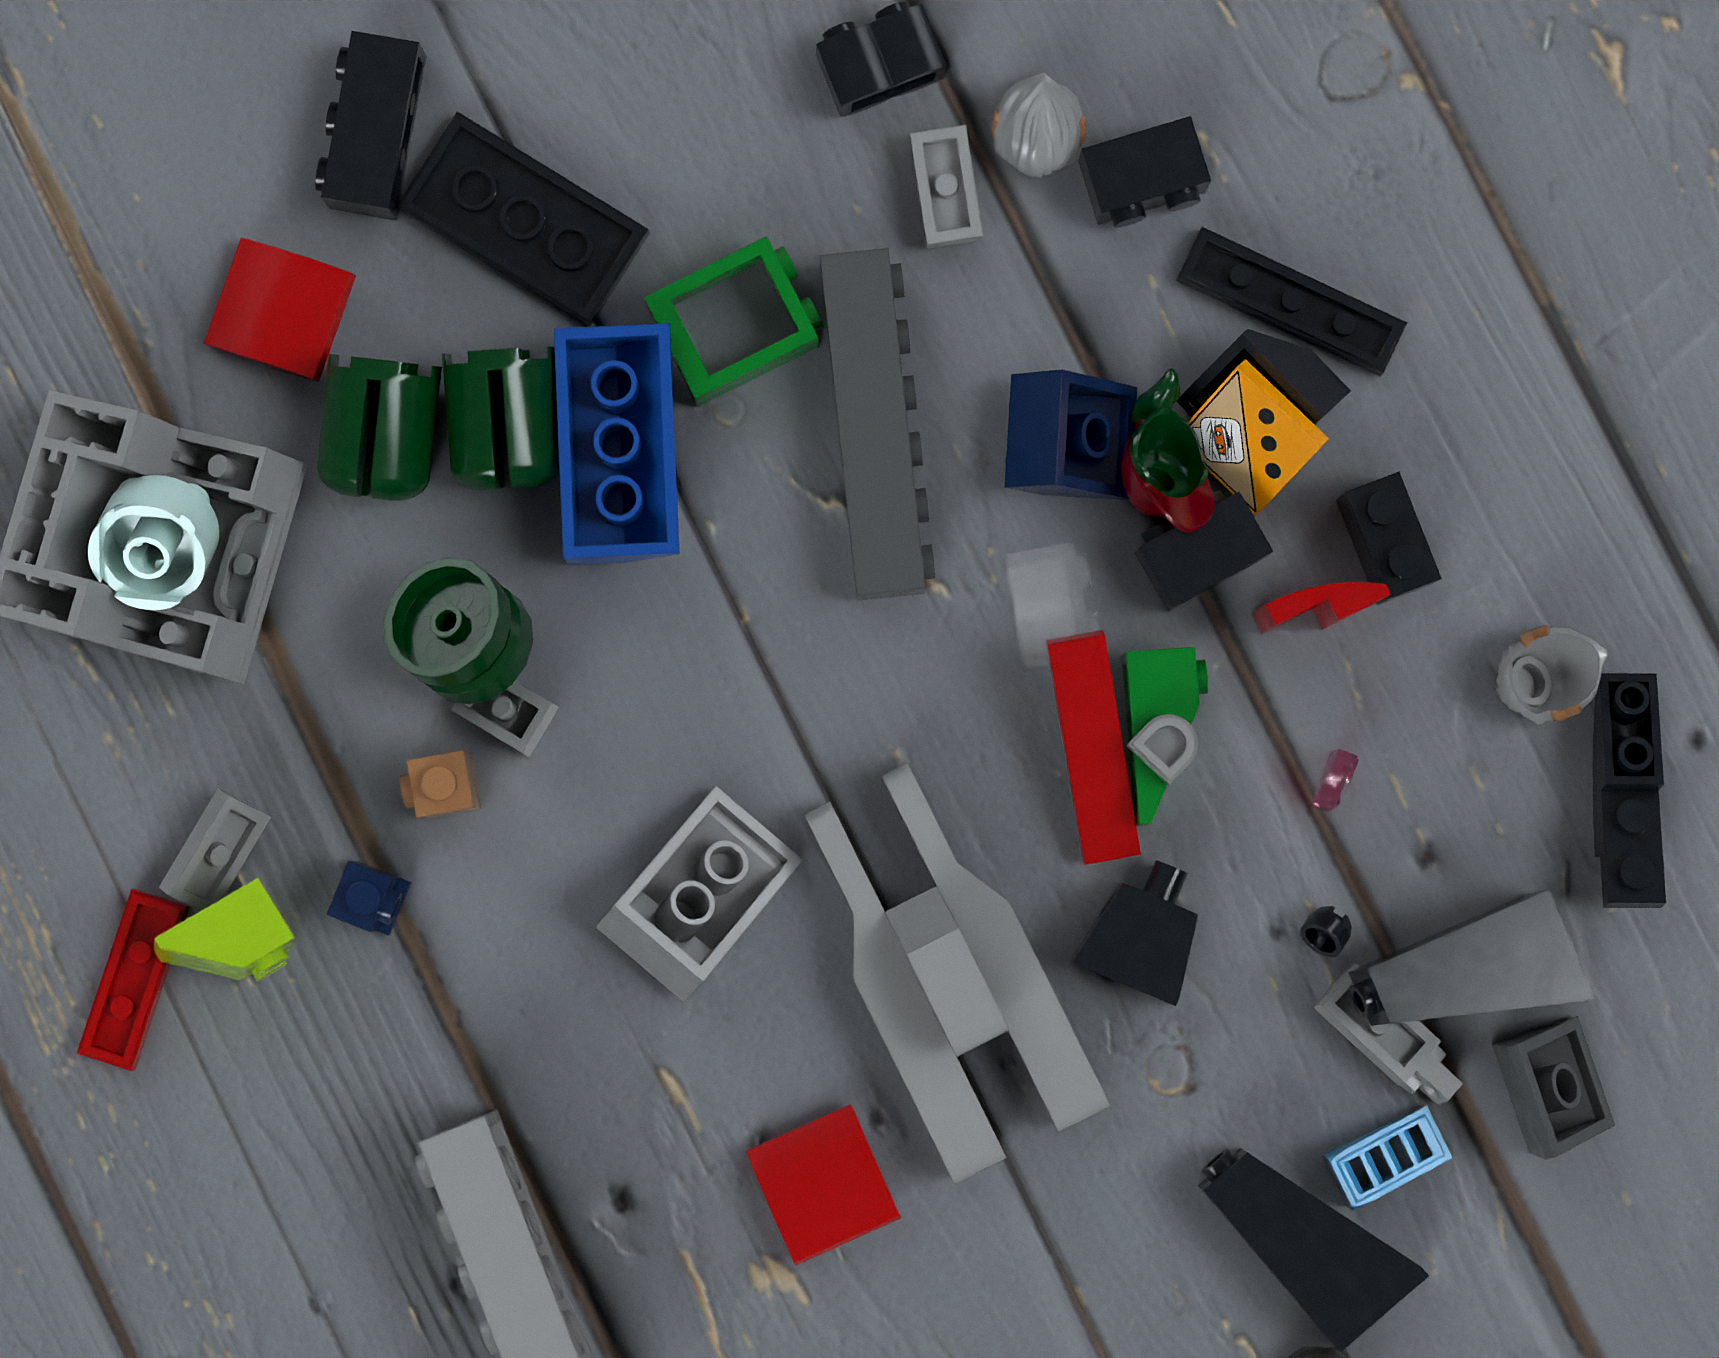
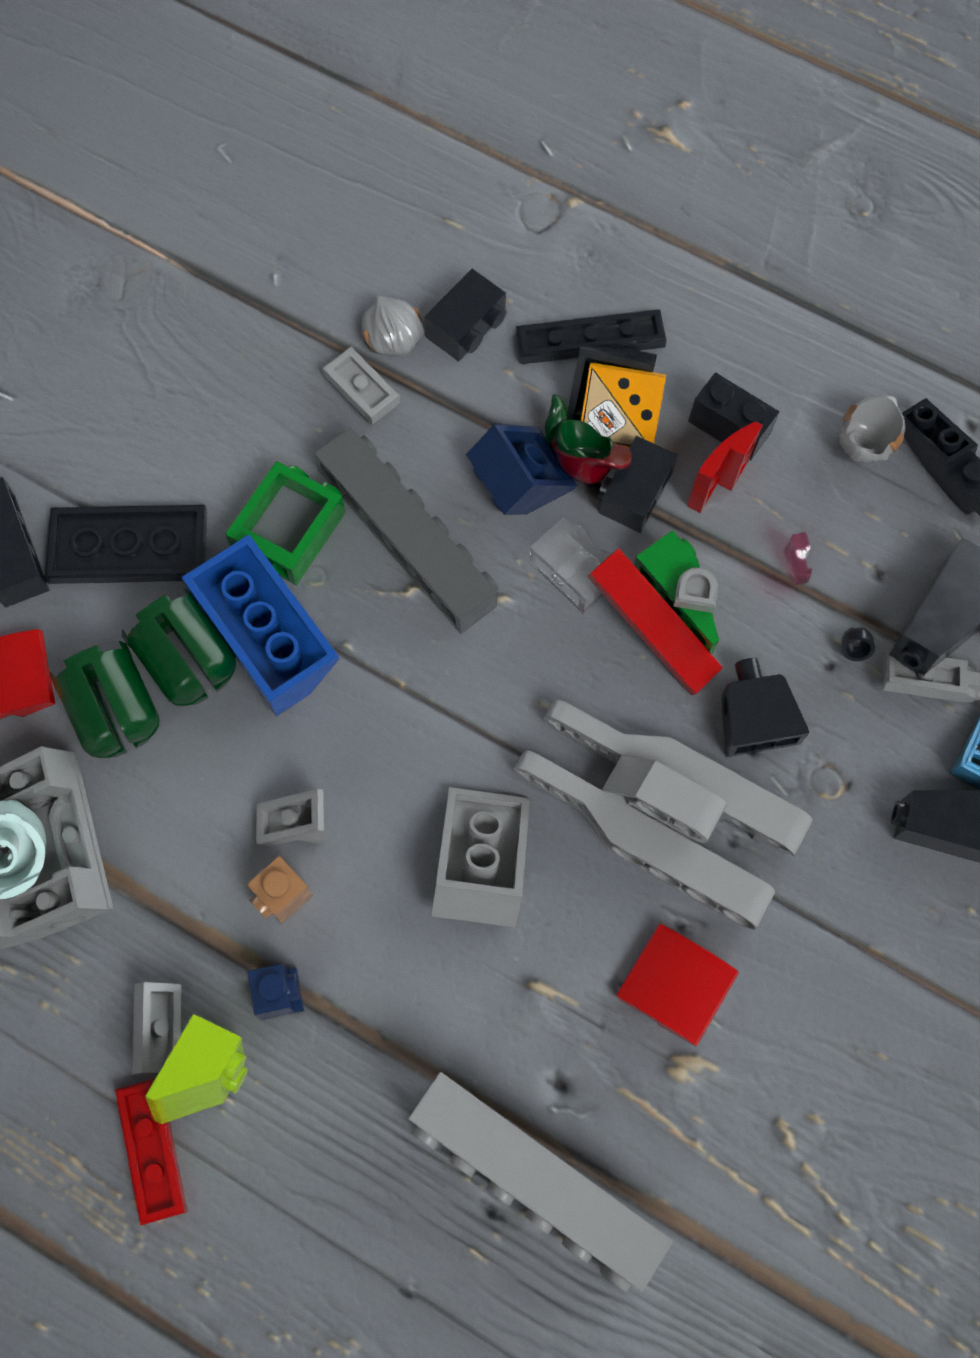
camera: 35 degrees left, 15 degrees down
(458, 630) = (231, 787): dark green wheel -> none
(880, 58) = (281, 342): black brick -> none

